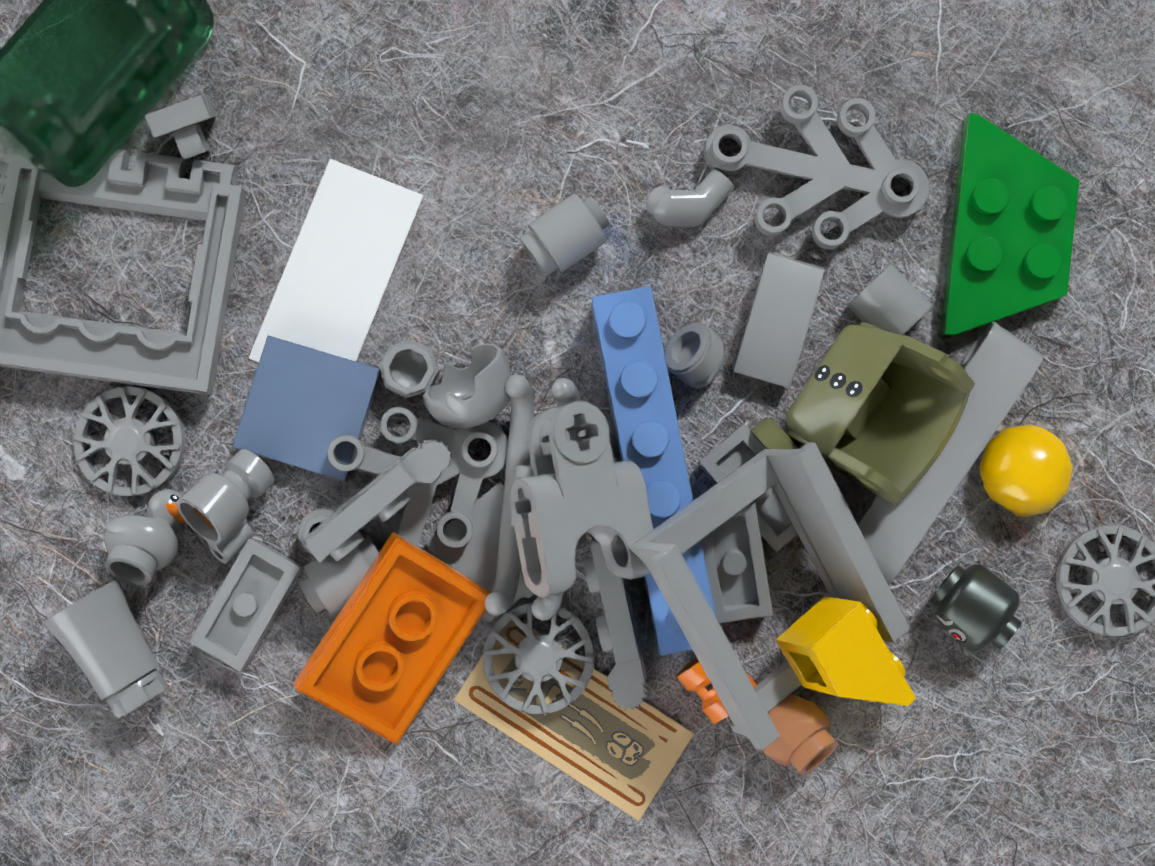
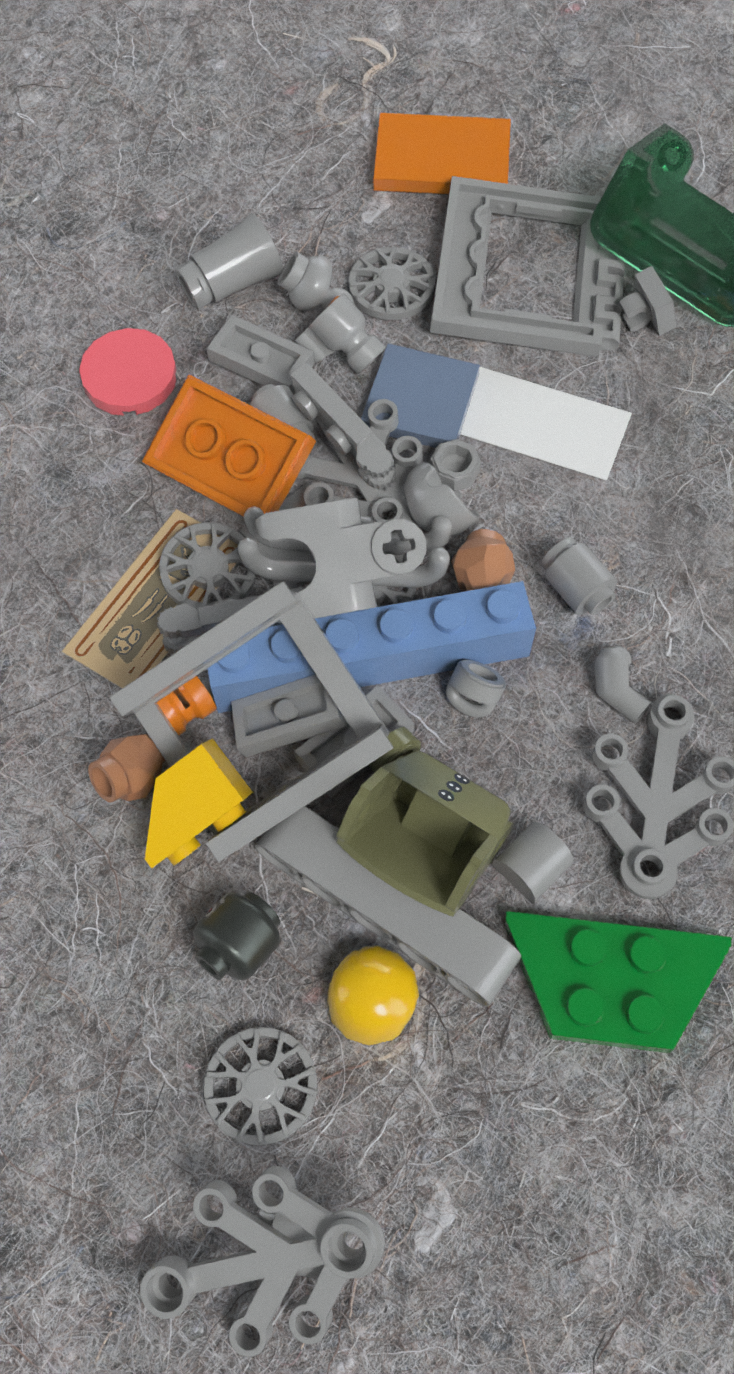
camera: 90 degrees right, 20 degrees down
(260, 770) = (128, 371): none -> coral tile
(552, 342) = (483, 561): none -> nougat rock
(778, 319) = (514, 756): light grey slope -> none

